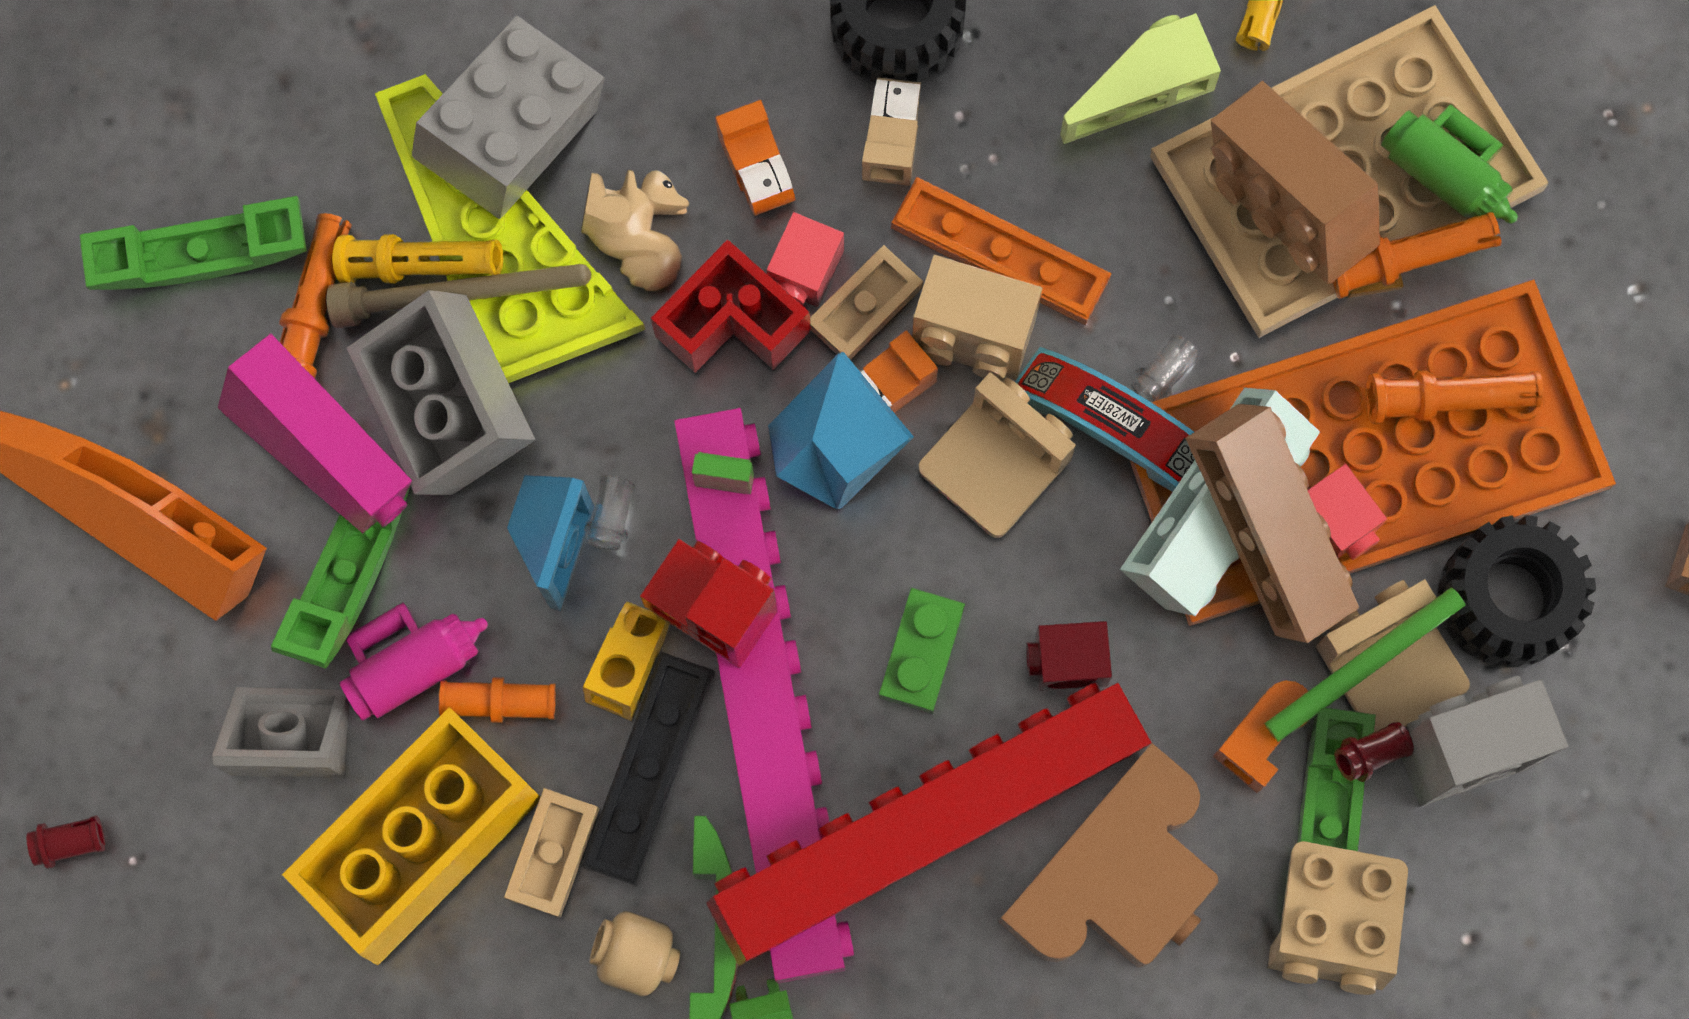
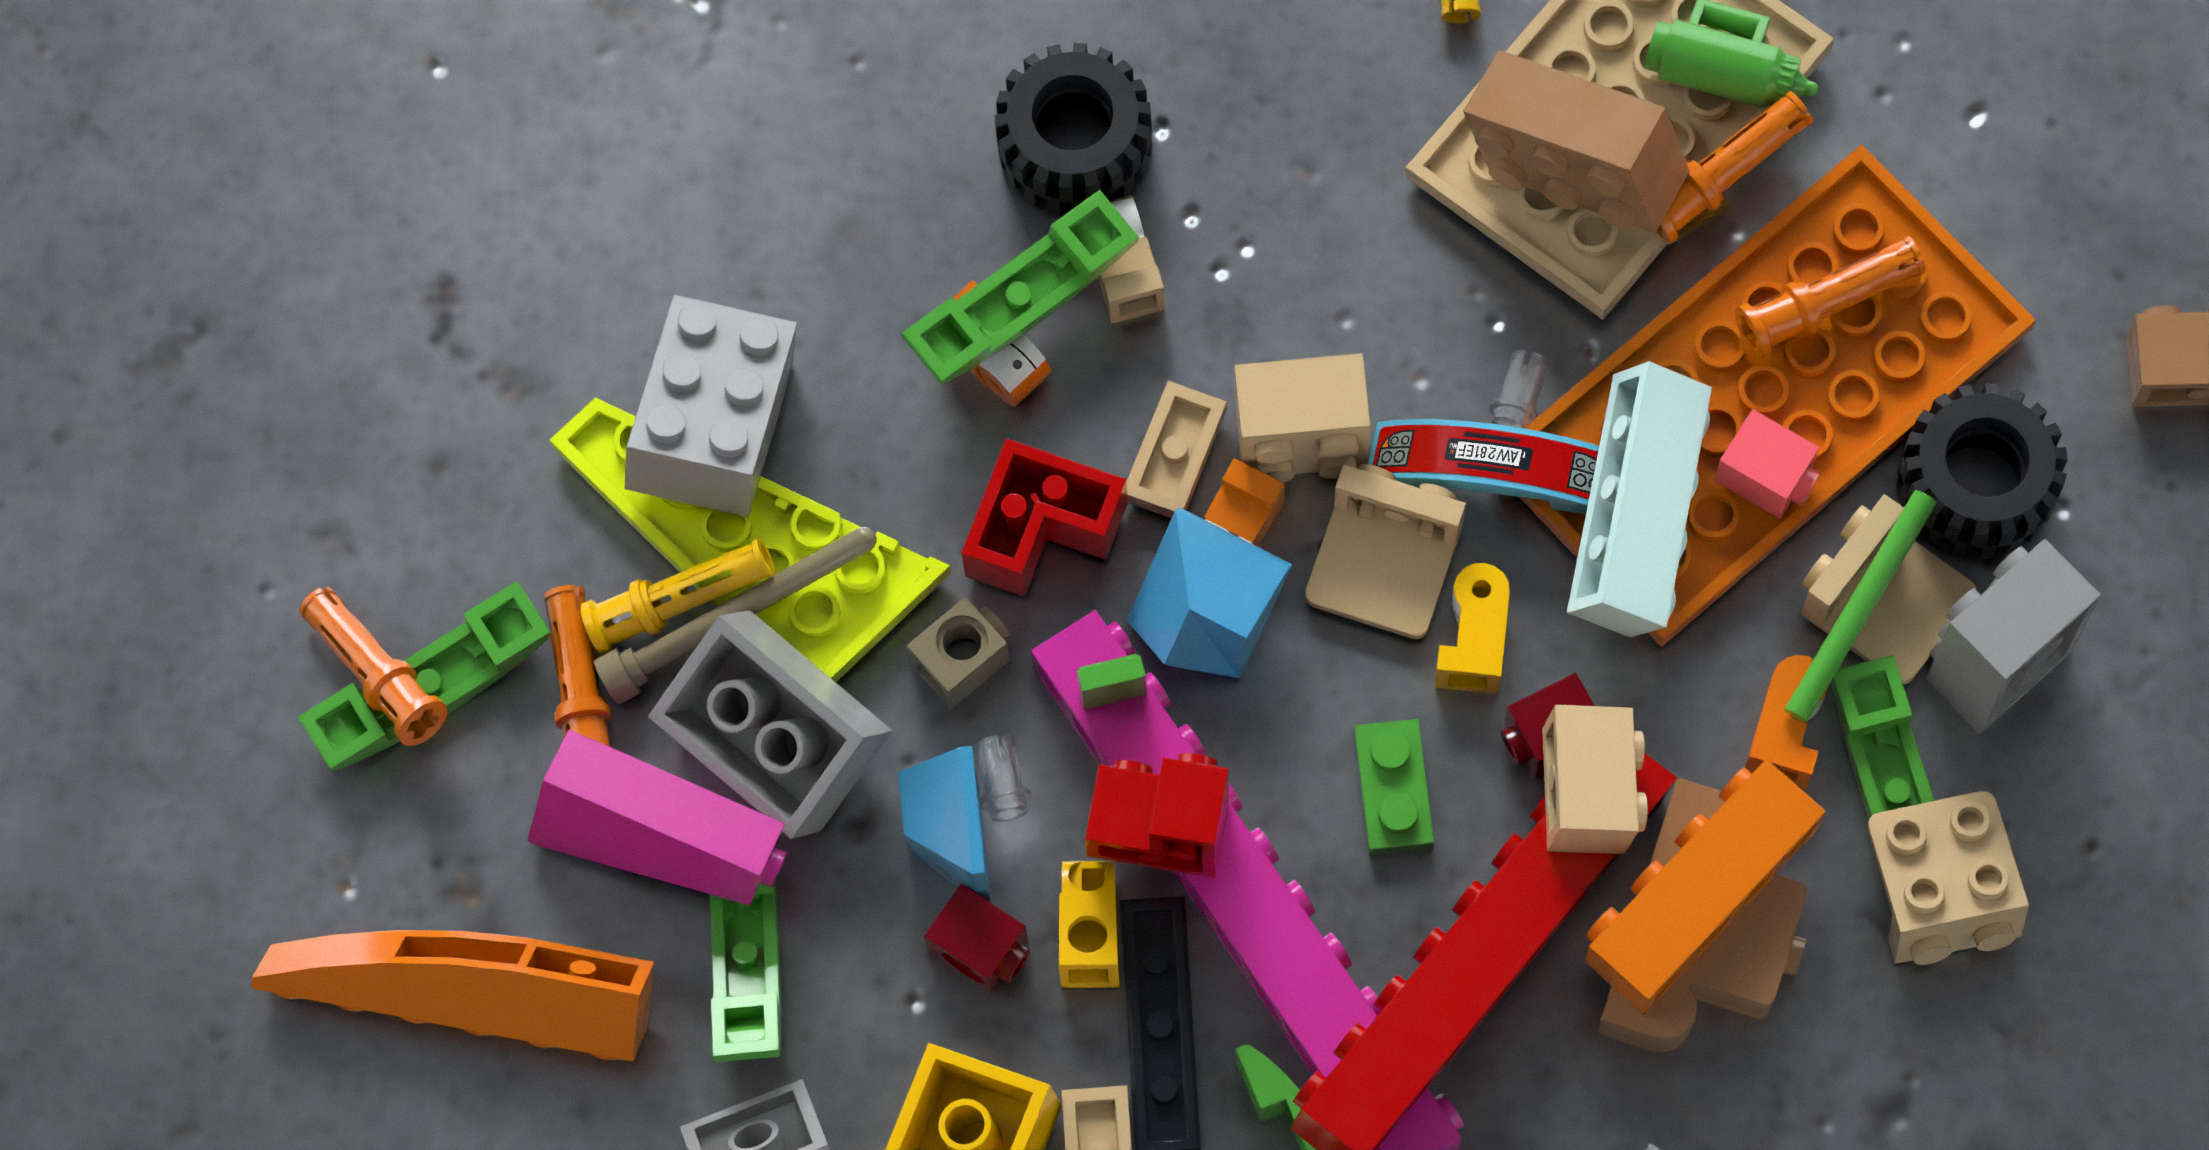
camera: 20 degrees left, 5 degrees down
(159, 235) = (386, 681): none -> orange pin
(410, 663) = (857, 1024): dark pink piece -> none
(498, 699) = (970, 1020): orange pin -> none
(532, 637) = (978, 939): none -> dark red brick
(602, 382) = (959, 678): none -> dark tan brick
(622, 223) = (879, 471): tan animal -> none
(792, 126) = (1022, 291): none -> bright green slope
(806, 259) = (1092, 425): coral brick -> none
(995, 245) = (1253, 332): orange tile -> none
(1052, 544) = (1481, 611): none -> yellow leg
(1078, 719) = (1592, 779): none -> tan brick
(1133, 844) = (1703, 886): none -> orange brick
(1158, 71) = (1378, 82): yellowish green slope -> none
(1273, 522) = (1705, 497): medium nougat brick -> none
(1361, 757) = (1897, 702): dark red pin -> none

